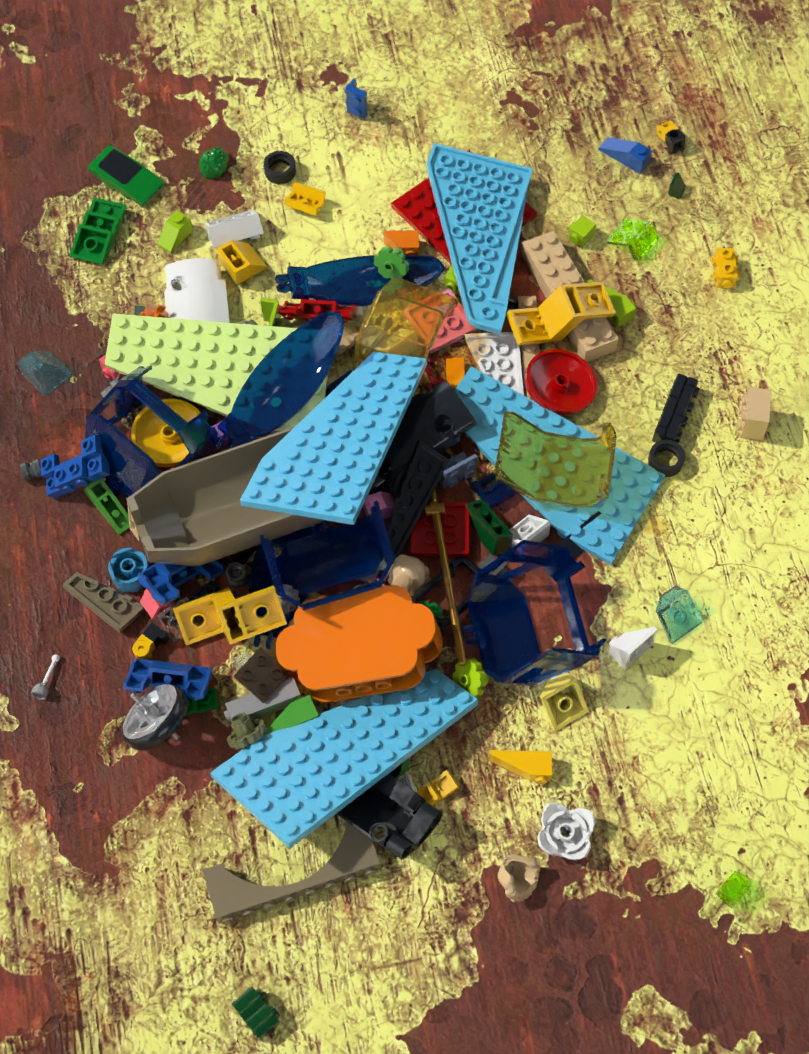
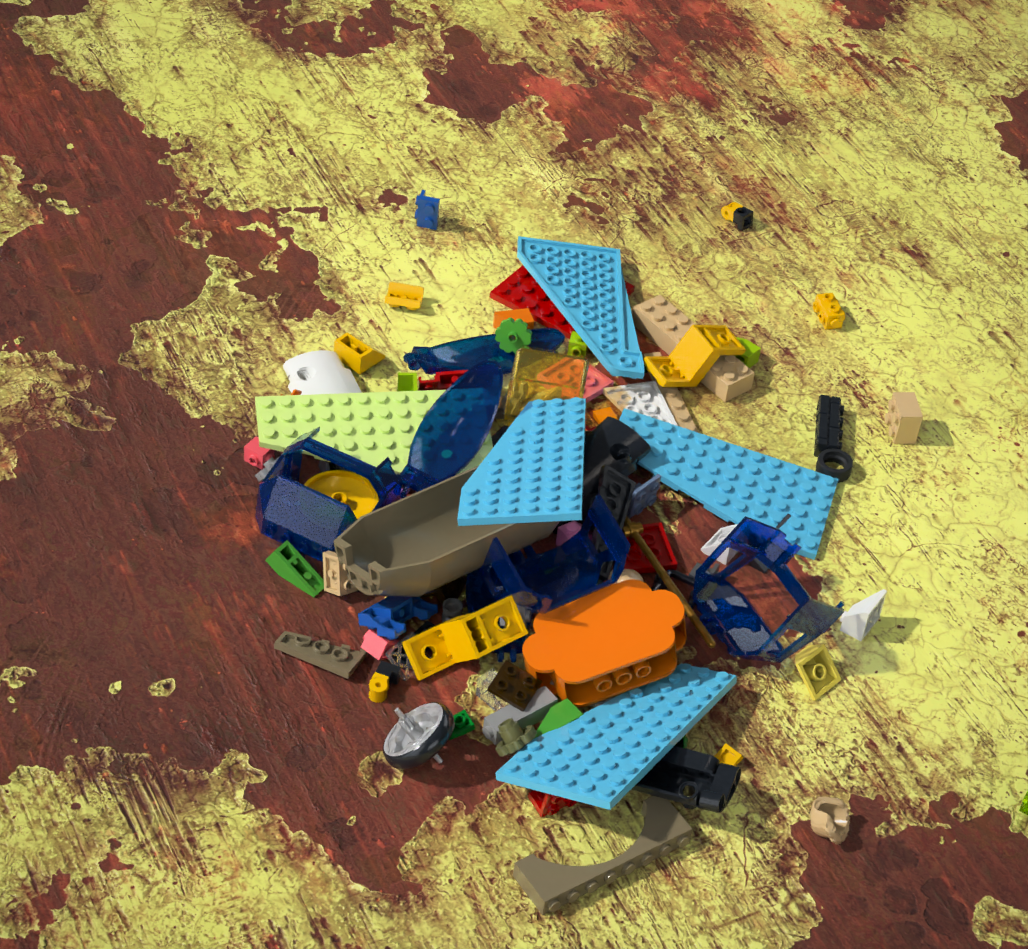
camera: 20 degrees left, 20 degrees down
(31, 469) = (204, 550): dark grey wheel -> none
(41, 690) = (283, 735): hinge -> none
(43, 370) = (183, 467): clear light blue slope -> none
(77, 471) = (258, 539): blue bracket -> none
(98, 231) = (200, 343): green slope -> none
(125, 175) = (213, 294): green slope -> none
(125, 569) = (340, 620): dark azure brick -> none
(151, 673) = (407, 702): blue bracket -> none
(175, 231) = (281, 335): lime slope -> none
(213, 163) = (299, 276): green hair -> none
(234, 228) = (353, 322): white slope -> none
(279, 177) = (367, 282): black tyre -> none
(471, 677) = (720, 659): lime plant -> none
(491, 529) = (692, 541): dark green slope -> none
(493, 494) = (684, 512): clear blue plate -> none
(528, 764) = (800, 728): yellow slope -> none
(554, 465) = (742, 479): clear yellow windscreen -> none
(561, 381) = (712, 414): red dish -> none
(578, 822) = (863, 776): white brick -> none
(581, 231) = (683, 295): lime brick -> none
(627, 152) = (706, 232): blue slope -> none
(636, 235) = (739, 292): clear neon green bracket -> none
(676, 186) = (758, 255): dark green slope -> none
(677, 613) = (898, 584): clear light blue slope -> none

